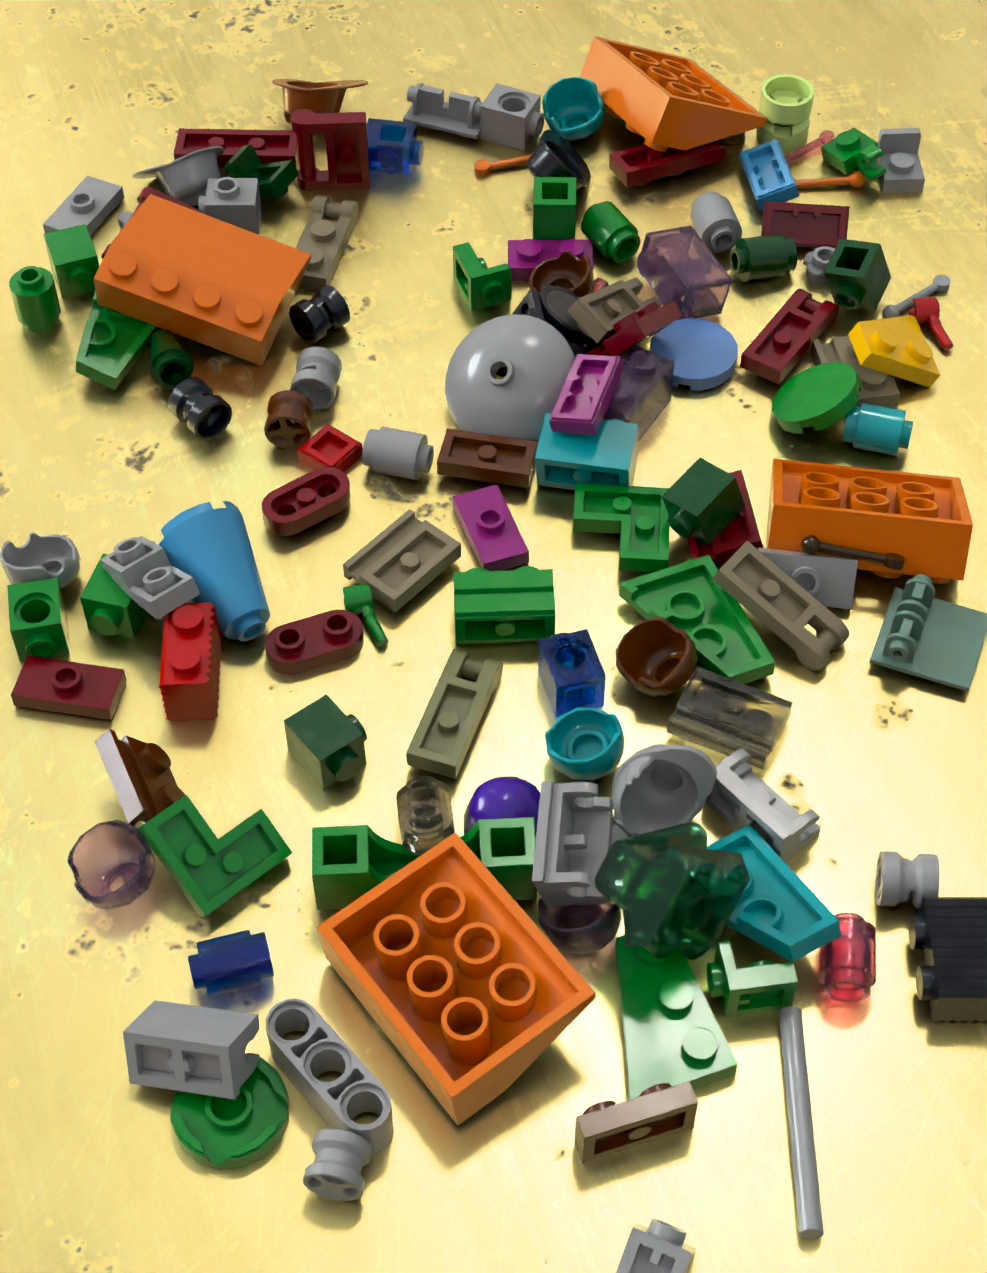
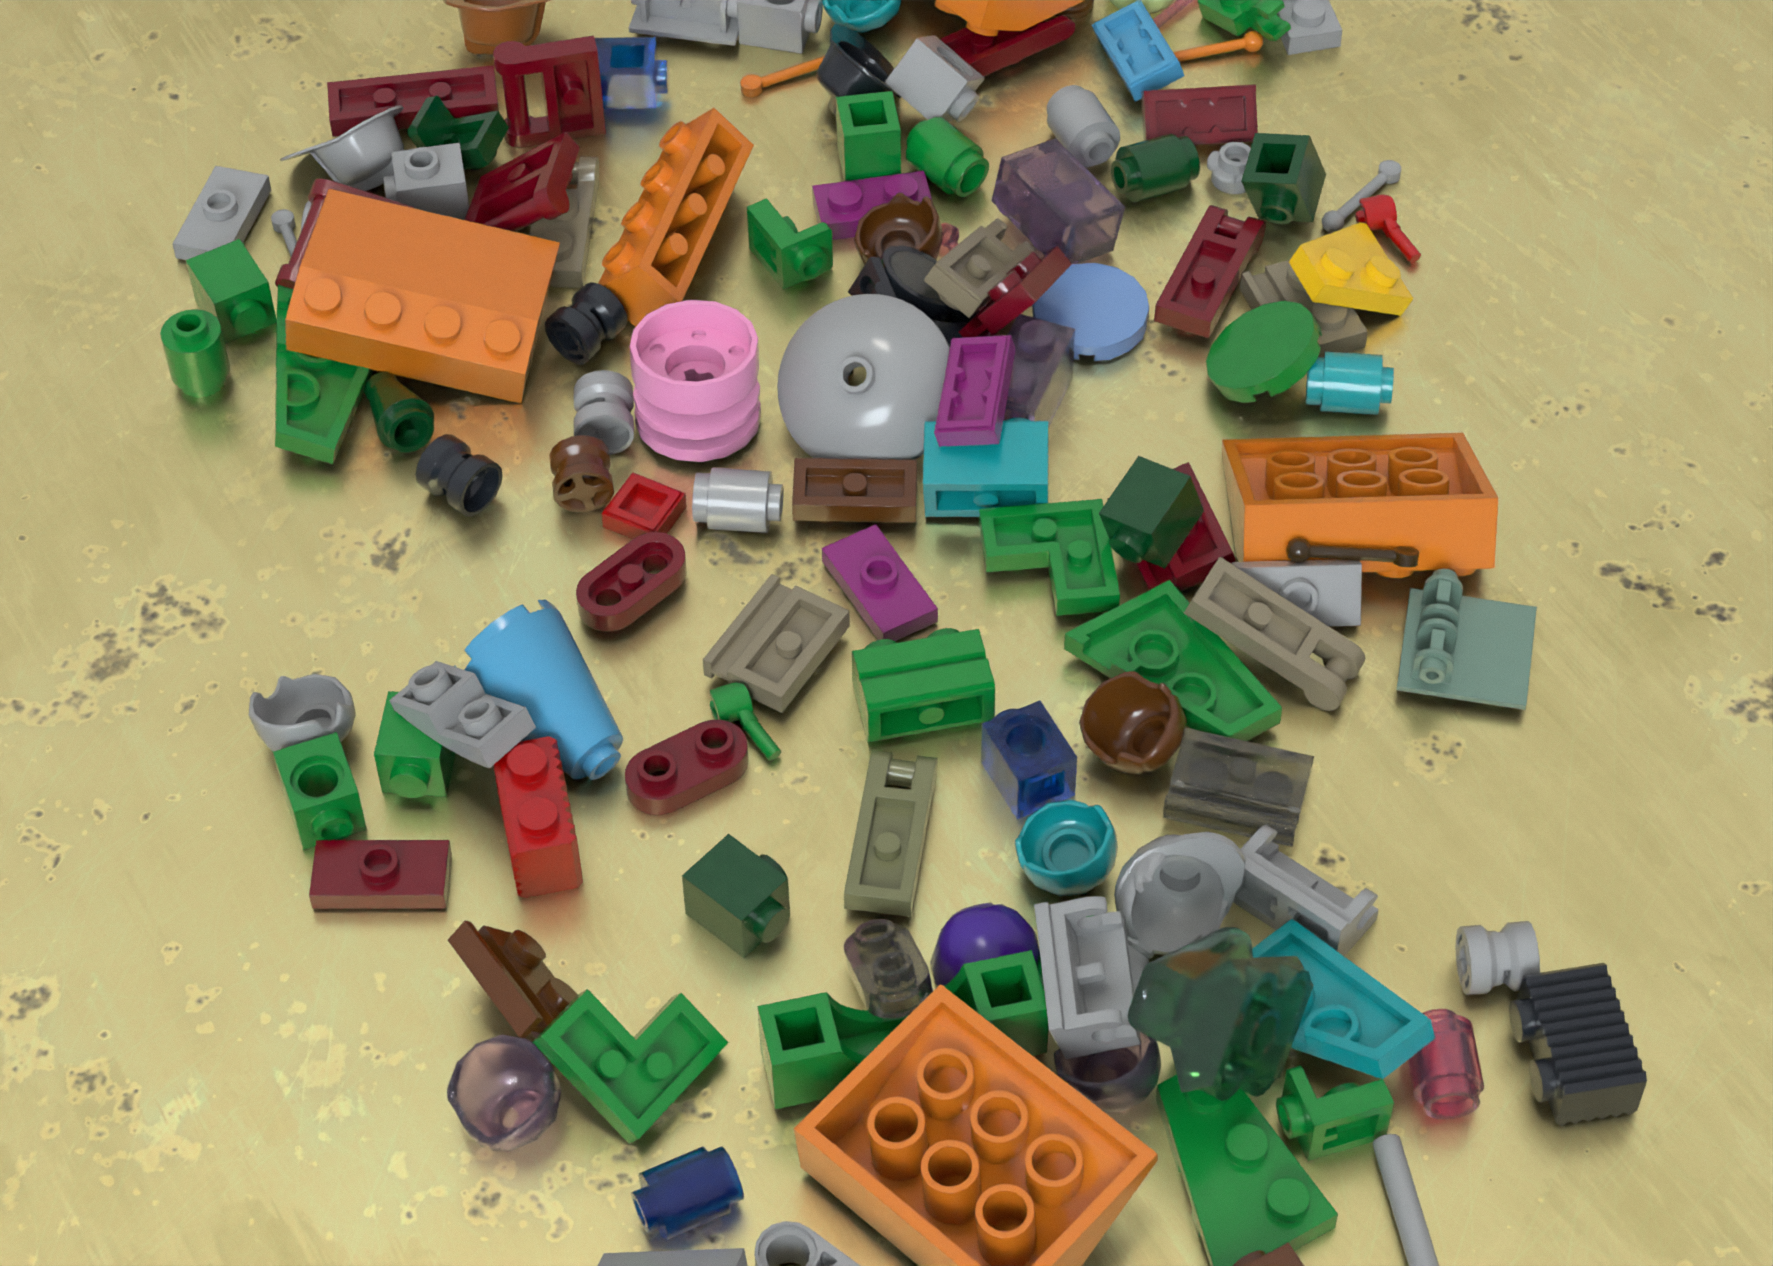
camera: 10 degrees left, 0 degrees up
(300, 213) = (526, 187): none -> dark red plate
(385, 362) = (695, 380): none -> bright pink wheel
(400, 248) = (675, 214): none -> orange brick
(612, 176) = (936, 80): none -> light grey brick

